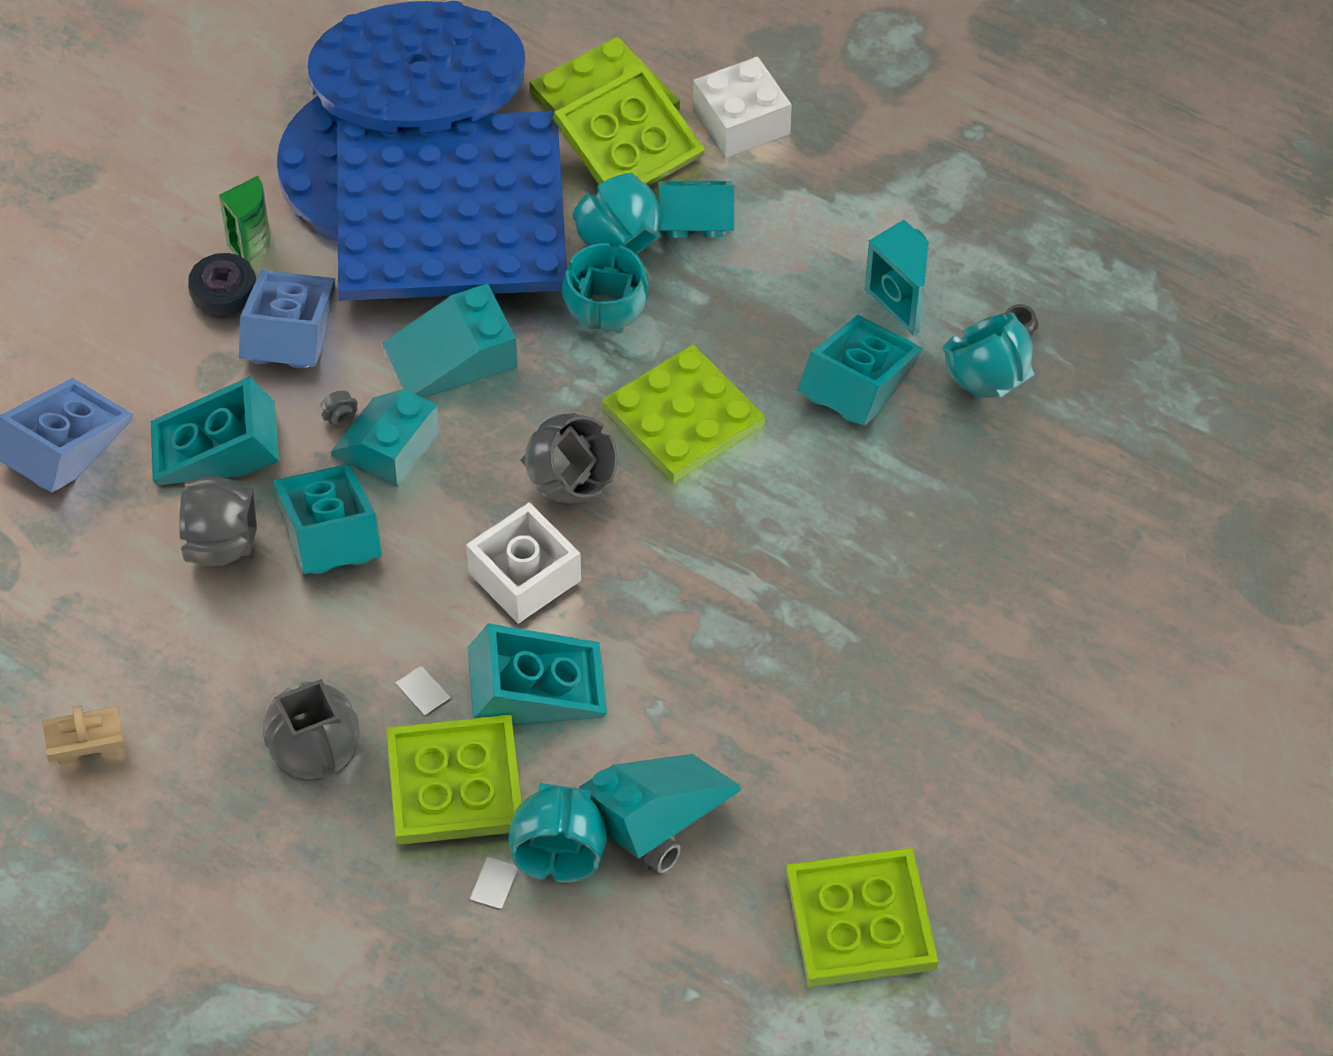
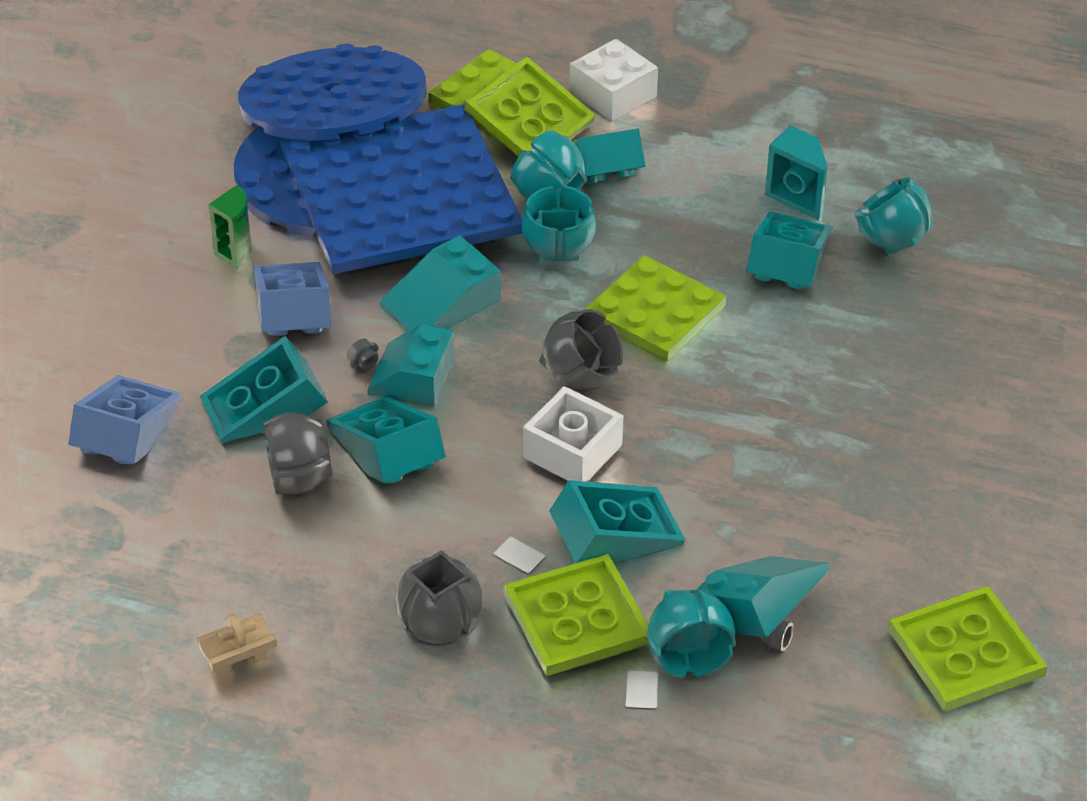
camera: 15 degrees left, 10 degrees down
(221, 283) = (224, 281): black wheel -> none

